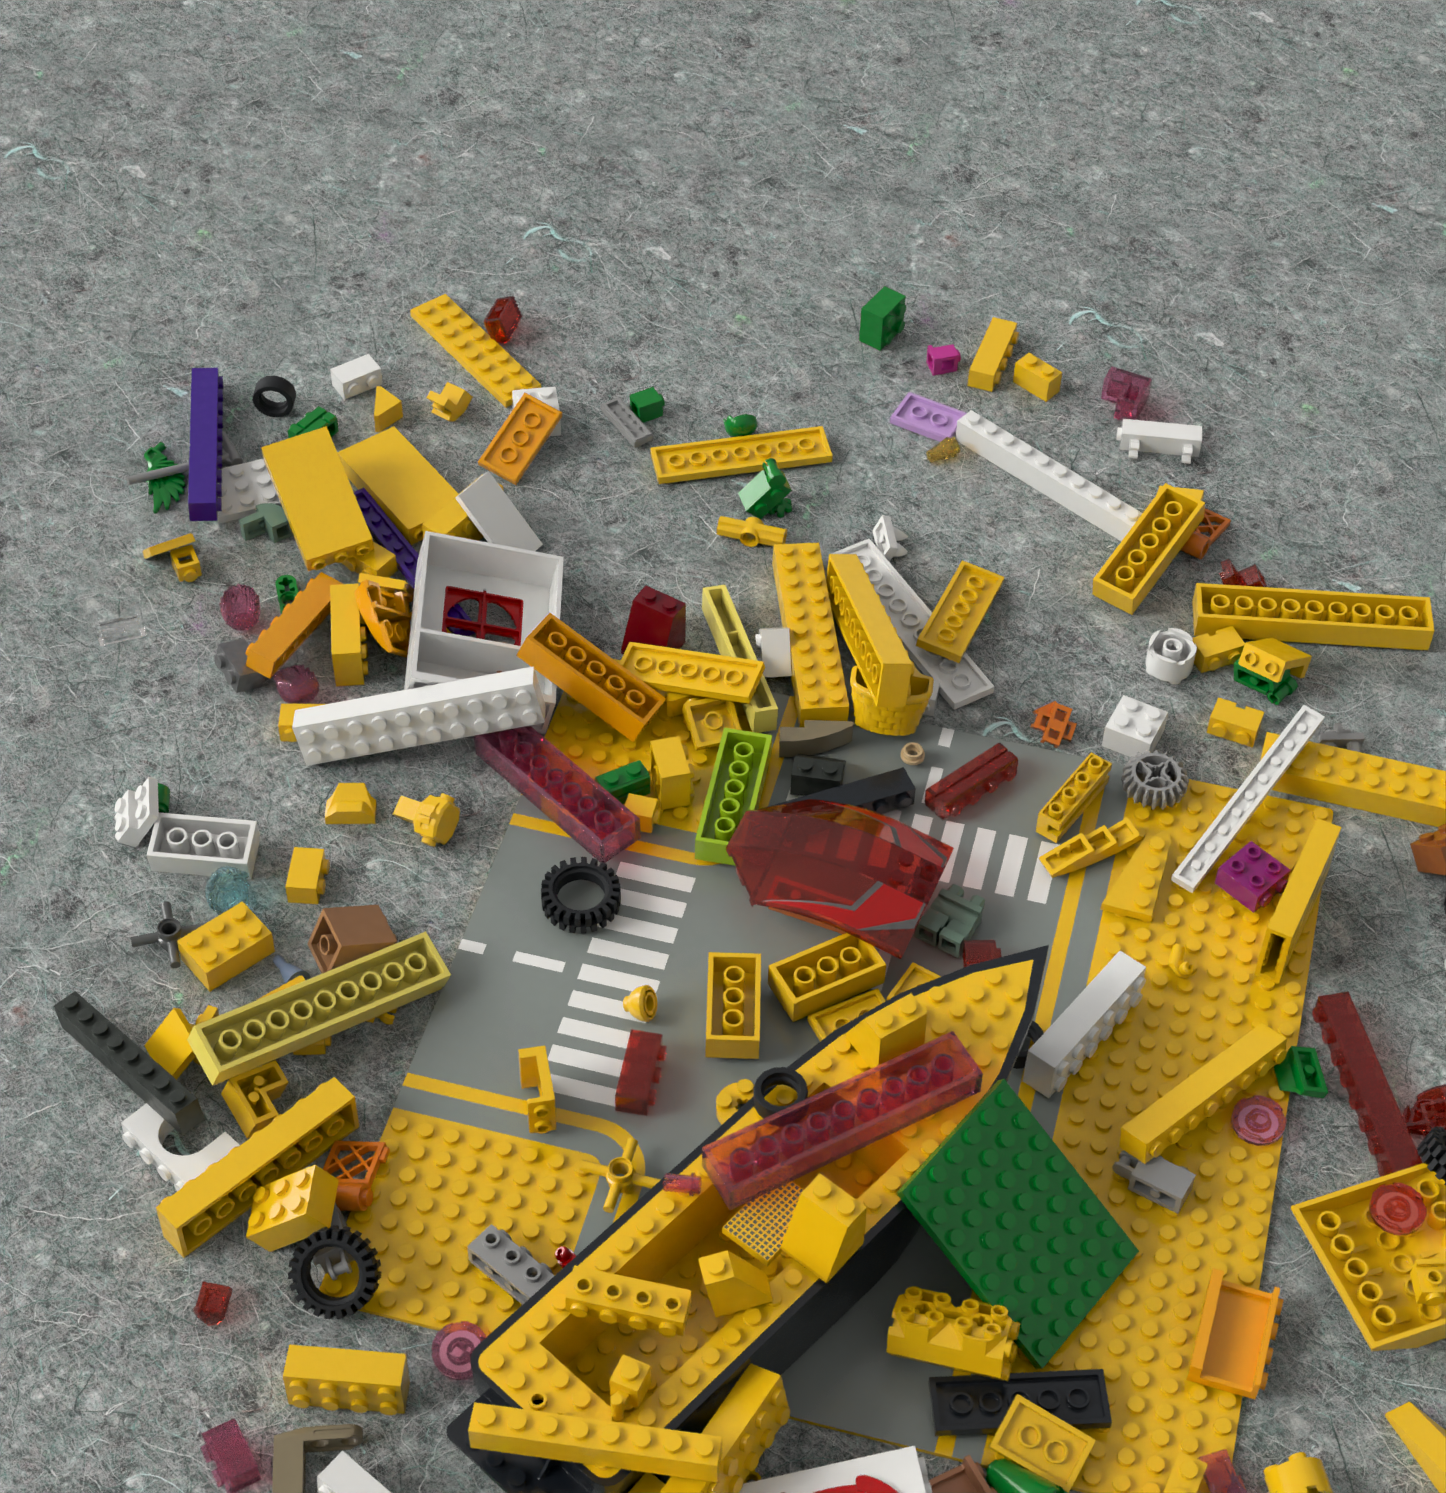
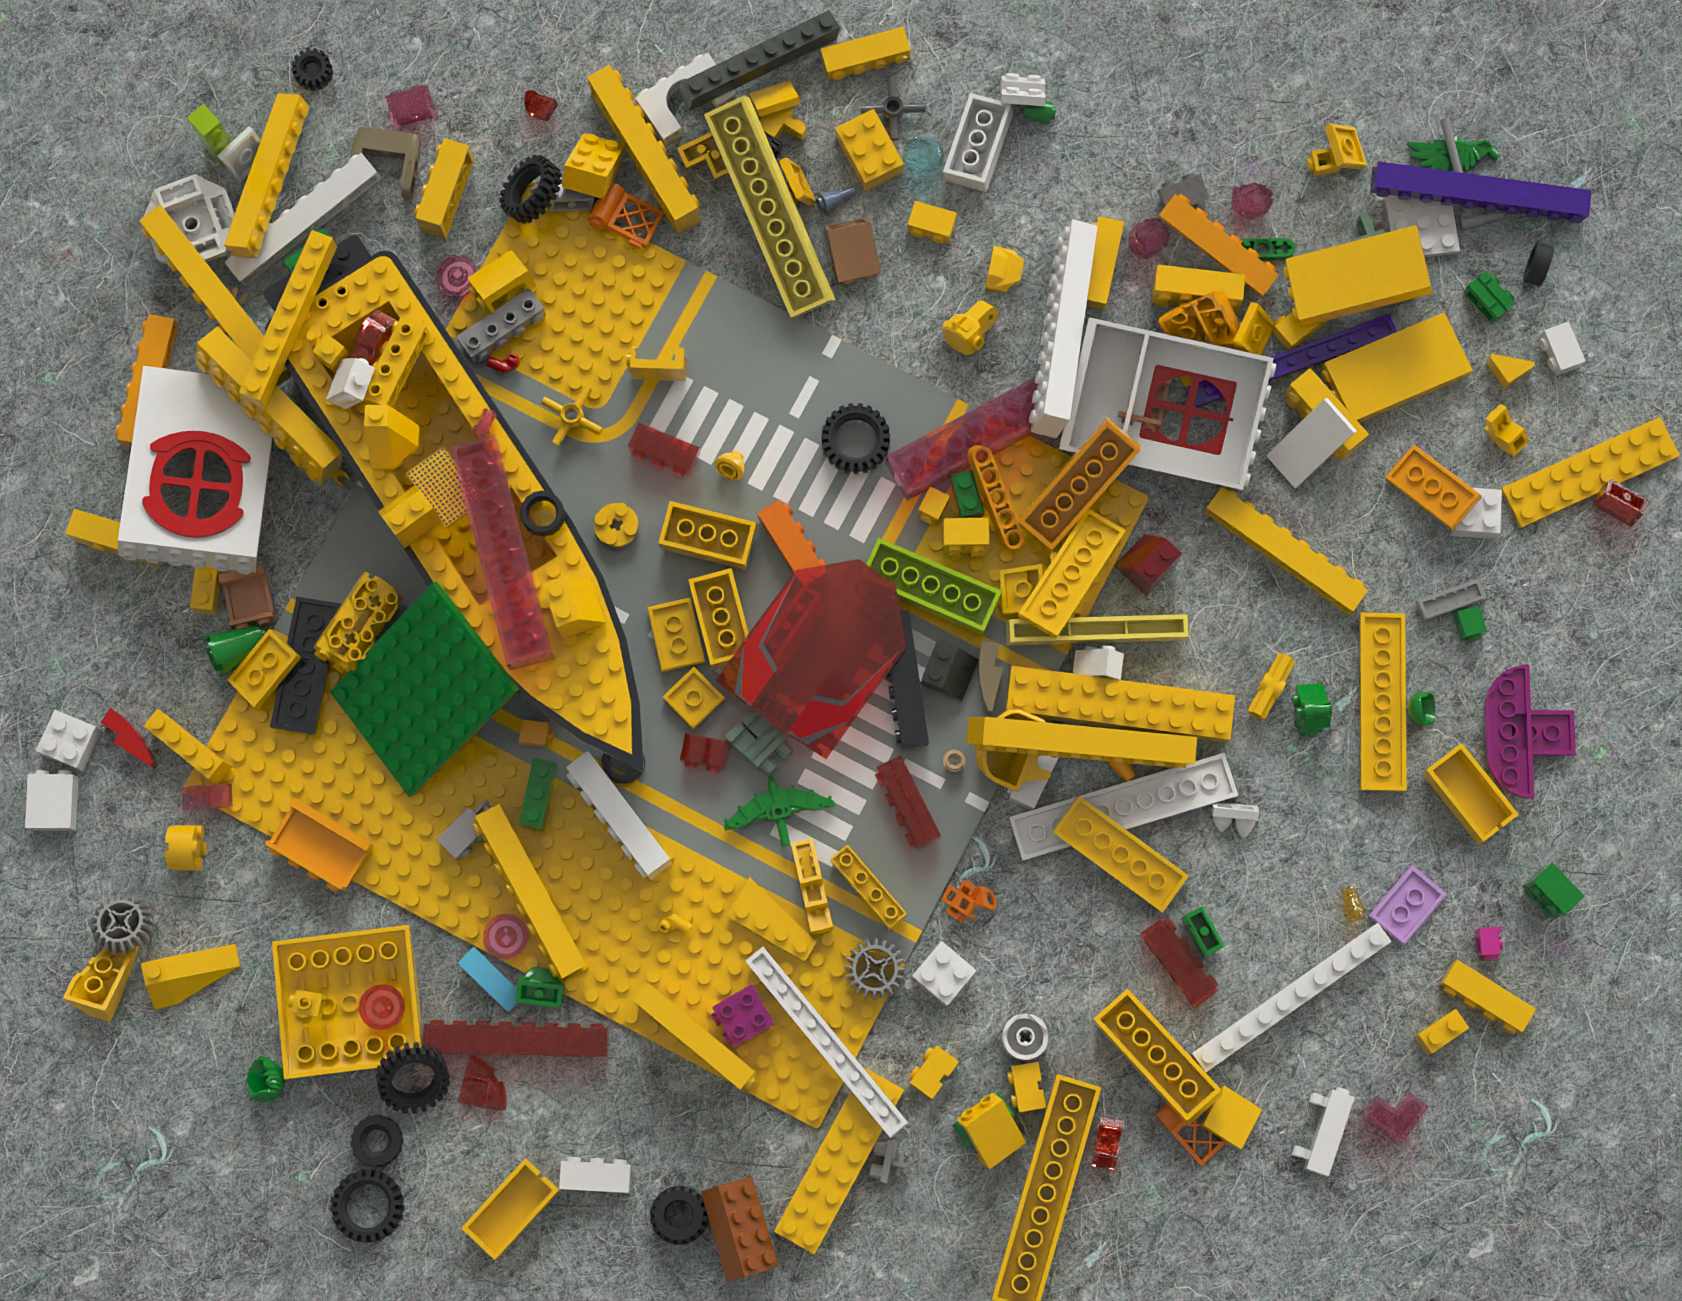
camera: 105 degrees right, 30 degrees up
(103, 972) = (865, 53): none -> yellow brick
(465, 1280) = (498, 279): none -> yellow panel
(597, 1329) = (372, 335): none -> clear red brick
(610, 539) = (1286, 551): none -> yellow brick
(616, 750) = (987, 490): none -> light orange beam
(668, 1338) = (350, 382): none -> white torso
(718, 930) = (788, 537): none -> orange brick
(740, 359) = (1518, 733): none -> magenta plate
(811, 382) = (1470, 794): none -> yellow piece
(1013, 541) = (1202, 932): none -> green brick
(1016, 895) = (777, 805): none -> green bar
(1047, 559) = (1179, 962): none -> clear red brick
(1087, 1113) = (538, 794): none -> green brick
(1310, 1128) = (489, 978): none -> medium azure slope

